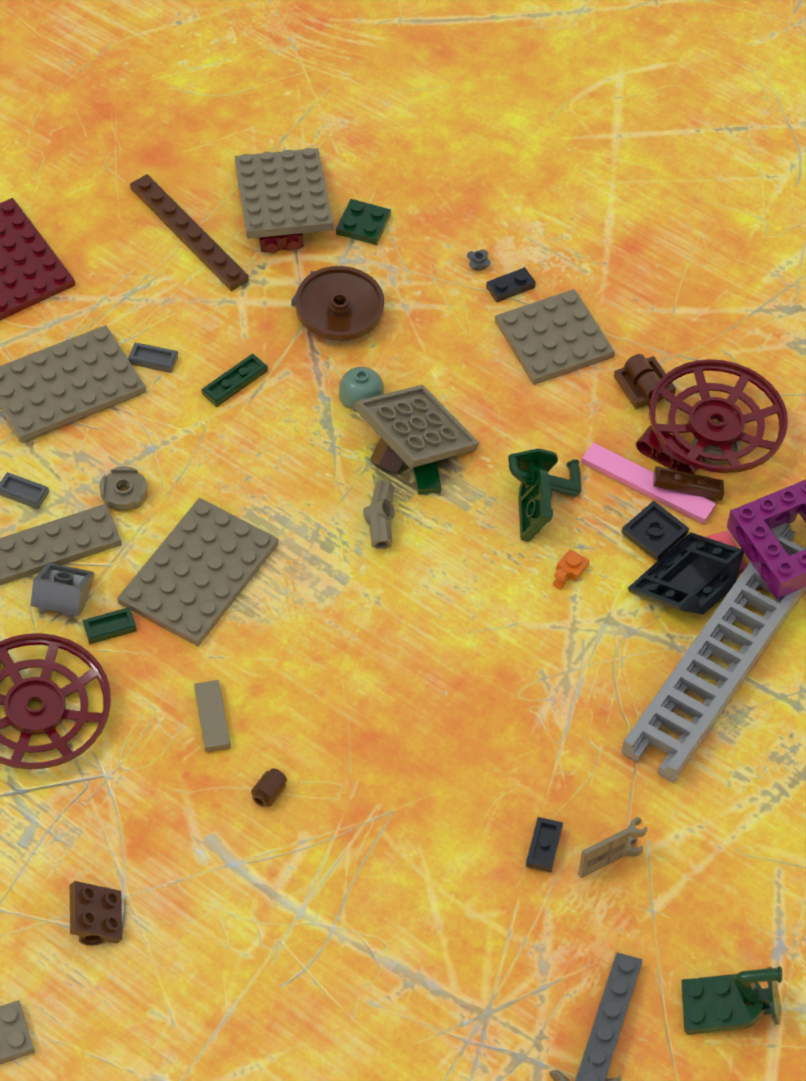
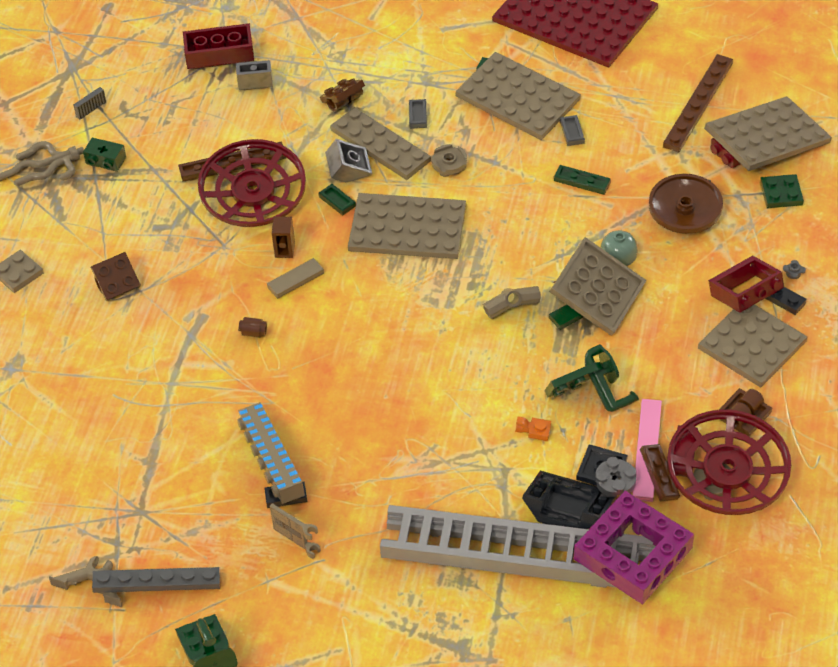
camera: 70 degrees right, 5 degrees down
(151, 698) = (283, 237): none -> reddish brown brick
(476, 281) = (722, 284): none -> dark red window
(481, 834) = (270, 453): none -> dark tan brick
(685, 510) = (617, 467): none -> flat silver plate

